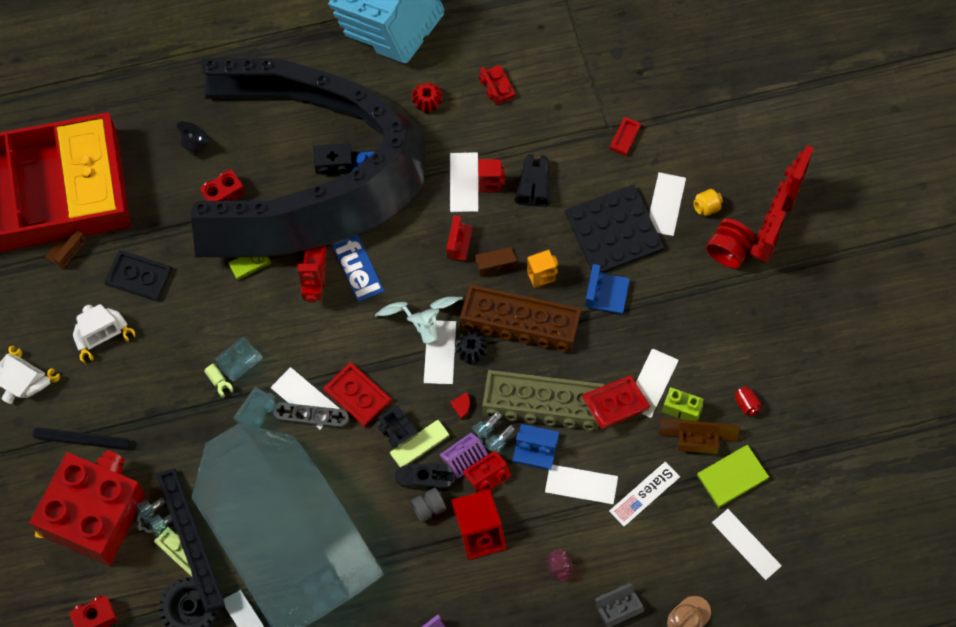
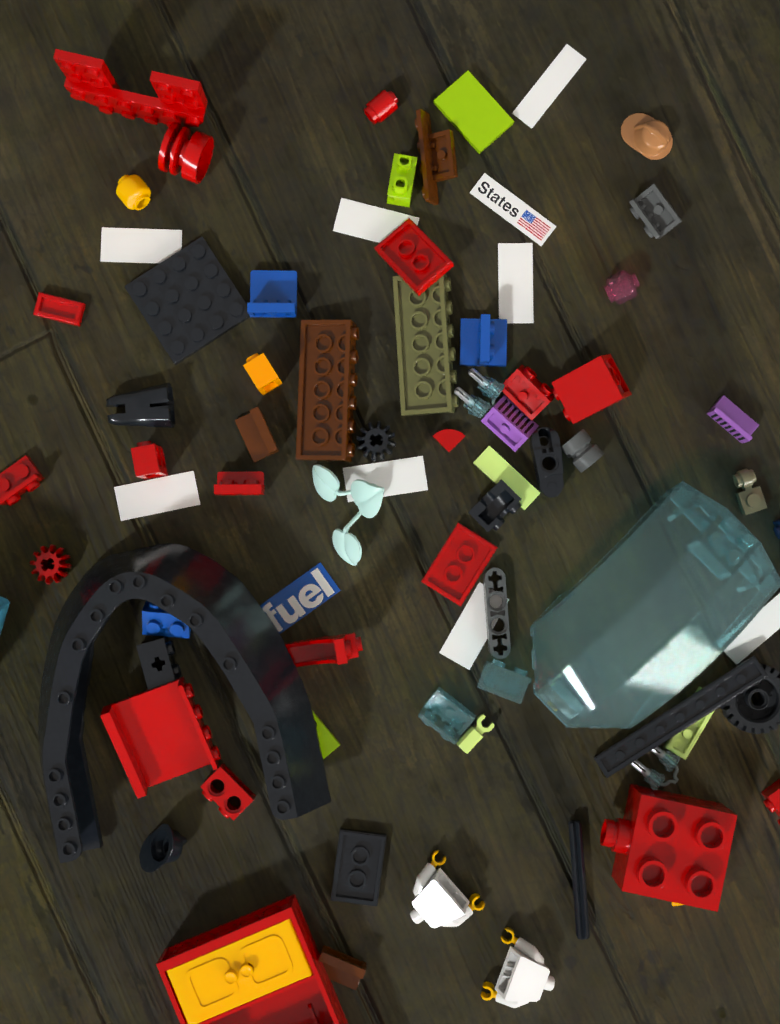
camera: 105 degrees left, 20 degrees up
(277, 148) = (160, 735): none -> red panel

